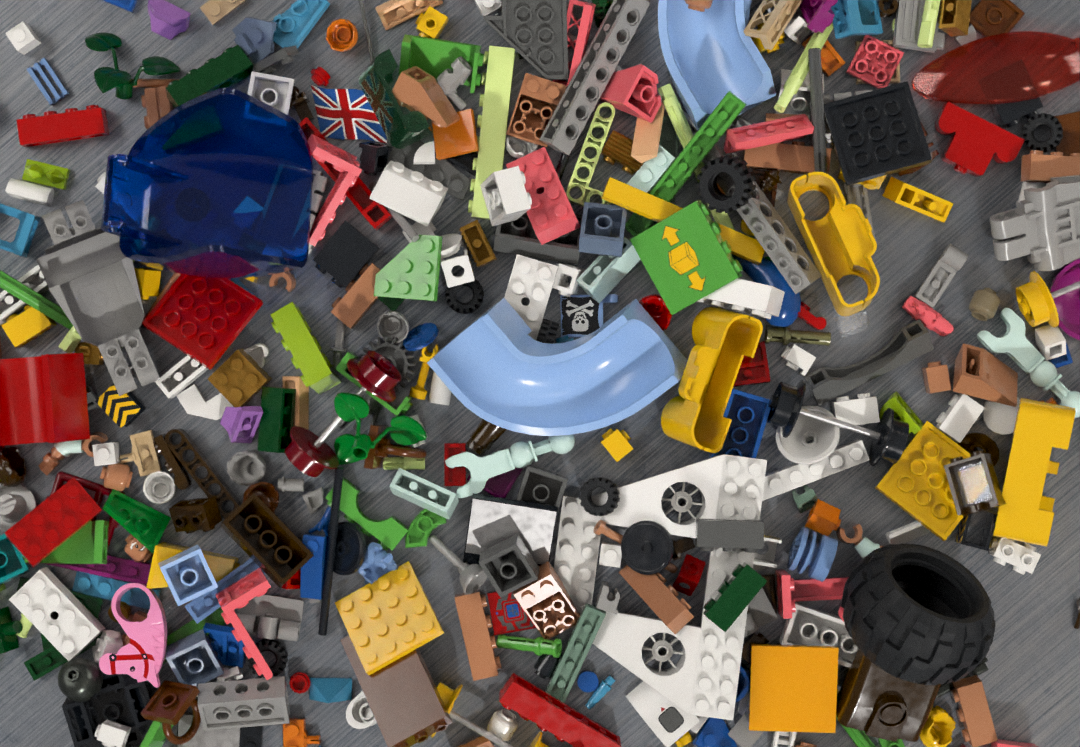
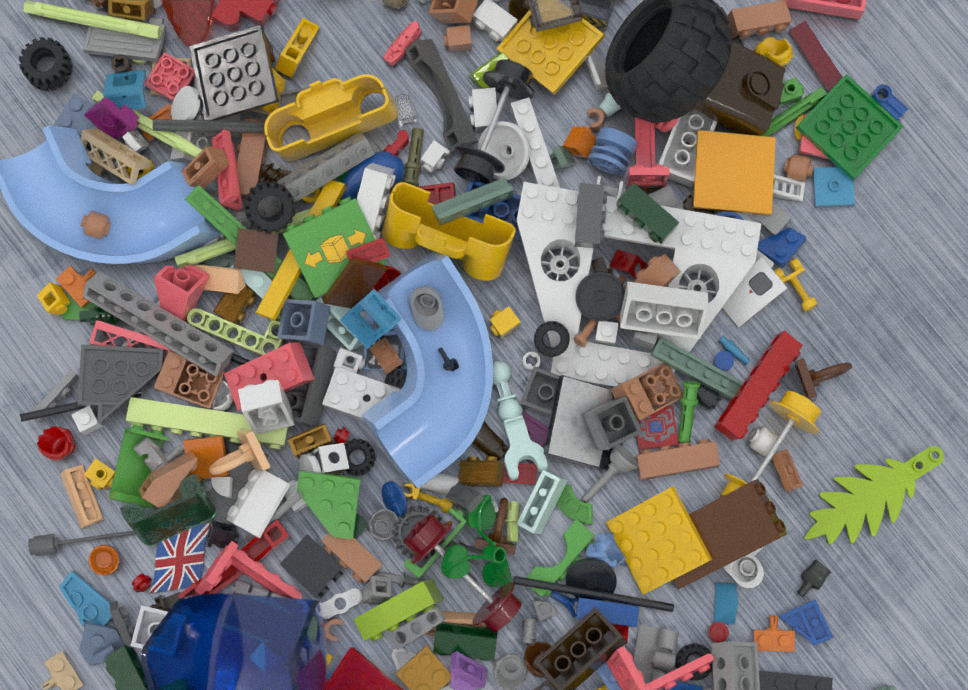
camera: 90 degrees left, 10 degrees down
(285, 369) = (416, 628): none -> light grey leg
(316, 298) = (352, 598): none -> white piece
(323, 324) = (377, 590): none -> light grey brick
(423, 411) = (464, 497): none -> dark grey plate
(453, 427) = (481, 472): none -> pearl gold brick
(460, 180) = (248, 451): none -> light nougat tile
(485, 276) = (341, 435): none -> red plate
(564, 387) = (450, 364): none -> black hand
(571, 473) = (533, 355): none -> white bush
(573, 319) = (386, 355): none -> nougat plate
(613, 309) = (378, 310): none -> dark azure window
(624, 361) = (427, 308): none -> light grey piece
(631, 617) = (664, 310): none -> white brick
(647, 281) = (354, 283): none -> reddish brown tile
(677, 171) = (255, 250): none -> reddish brown tile
(679, 294) = (370, 251): none -> red plate
(746, 404) = (472, 201): none -> sand green fence
(767, 110) = (205, 167): none -> nougat brick
(841, 81) = (185, 104): none -> white tile
(941, 275) = (366, 30): light grey plate -> none

